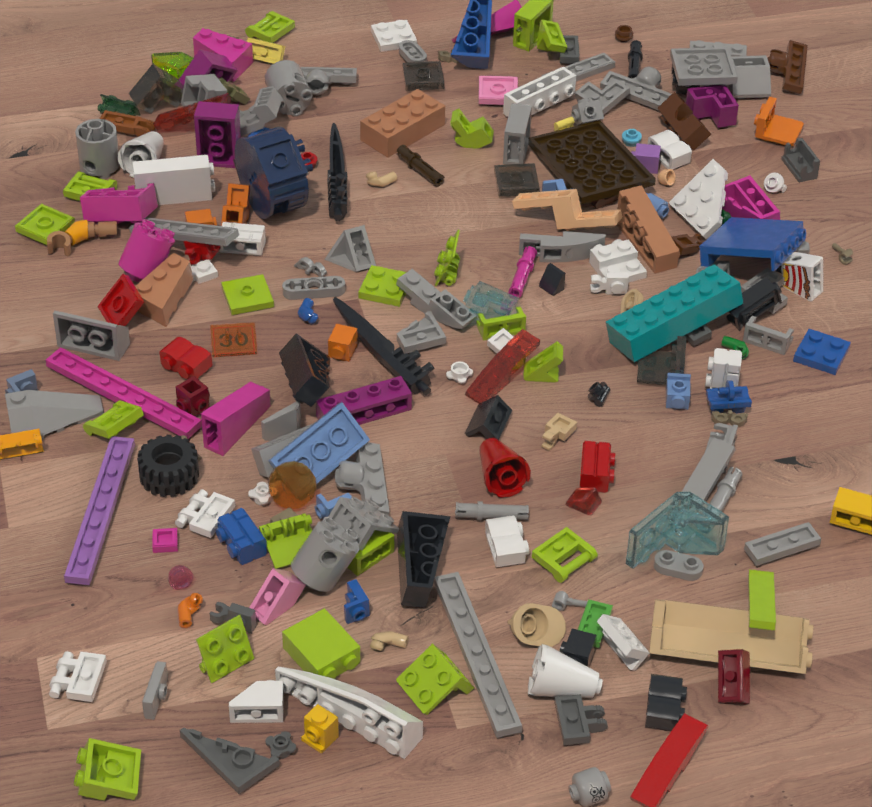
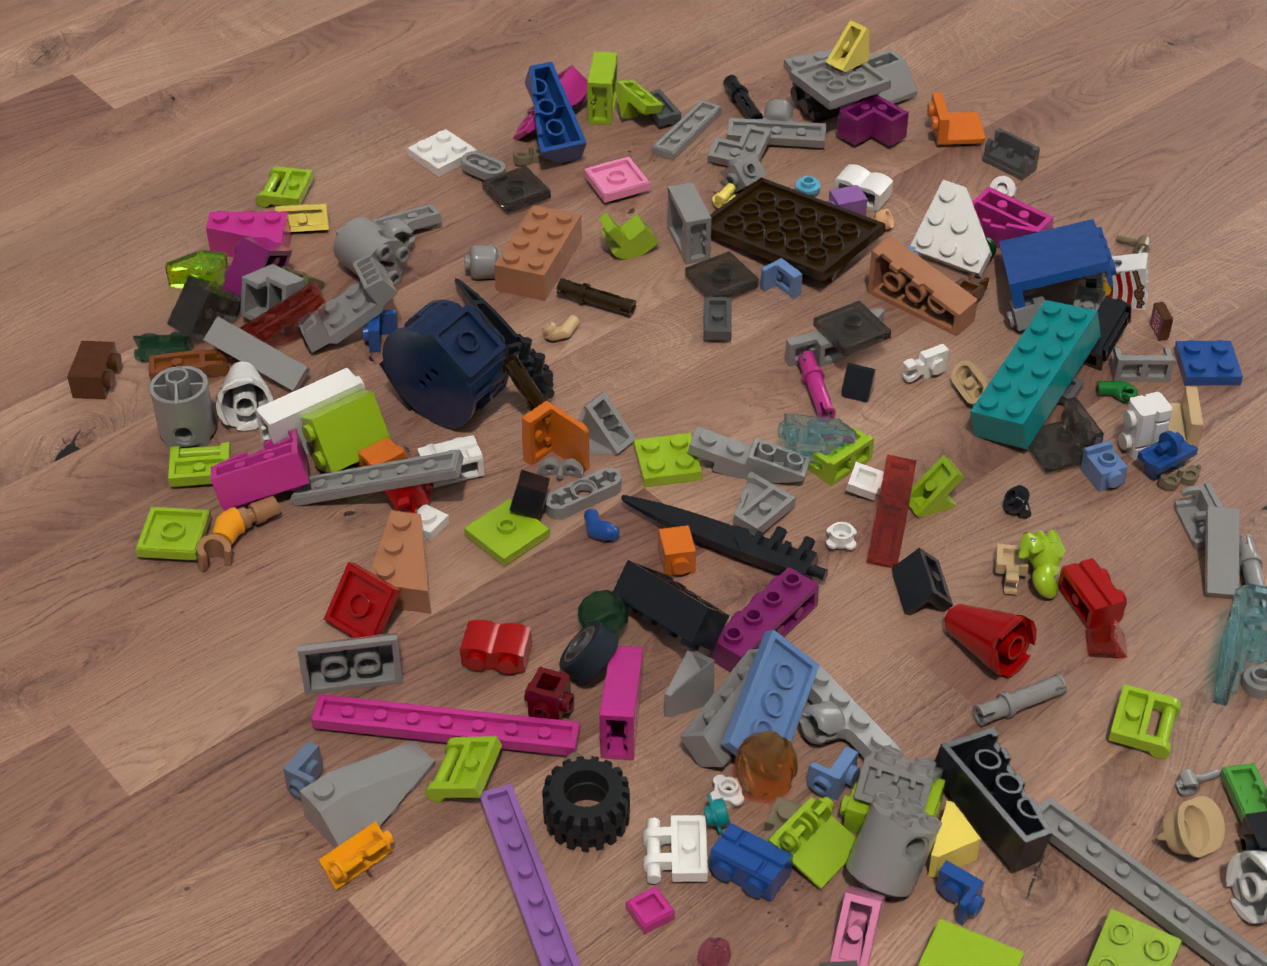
camera: 25 degrees left, 0 degrees up
(65, 108) = (94, 370): none -> reddish brown brick
(145, 249) = (352, 521): dark pink cylinder -> none
(168, 129) = (258, 353): none -> light grey tile
(184, 194) = (343, 430): none -> lime brick
(217, 132) = (334, 335): magenta brick -> none
(233, 339) = (531, 597): clear orange piece -> none
(234, 379) = (589, 652): none -> black wheel
(237, 205) = (415, 420): orange brick -> none
(244, 500) = (717, 813): none -> teal plate
(263, 363) = (603, 607): none -> clear green hair
(273, 274) = (529, 494): none -> black brick
(312, 240) = (553, 430): none -> orange bracket
(320, 220) = (523, 381): none -> dark brown pin
(357, 114) = (482, 261): none -> light grey head
(373, 573) = (955, 841): none -> light yellow slope
(388, 637) = (1032, 923): tan arm -> none
(448, 262) = (725, 400): lime hinge -> none
(491, 206) = (717, 318): none -> dark grey plate
(506, 541) = (1068, 732): white brick -> none
(542, 91) = (673, 167): white brick -> none
(567, 209) = (814, 291): light nougat bracket -> none
(569, 240) = (852, 328): none -> clear smoke plate
(580, 430) = (1045, 556): none -> lime animal
(617, 257) = (911, 334): white plate -> none
(624, 33) = (705, 72): reddish brown plate -> none
(682, 121) = (838, 142): reddish brown arch -> none
(722, 45) = (851, 48): none -> light yellow slope
(766, 381) = (1187, 417): none -> tan panel
(791, 64) = (912, 48): reddish brown plate -> none
(809, 311) = (1161, 321): none -> reddish brown tile

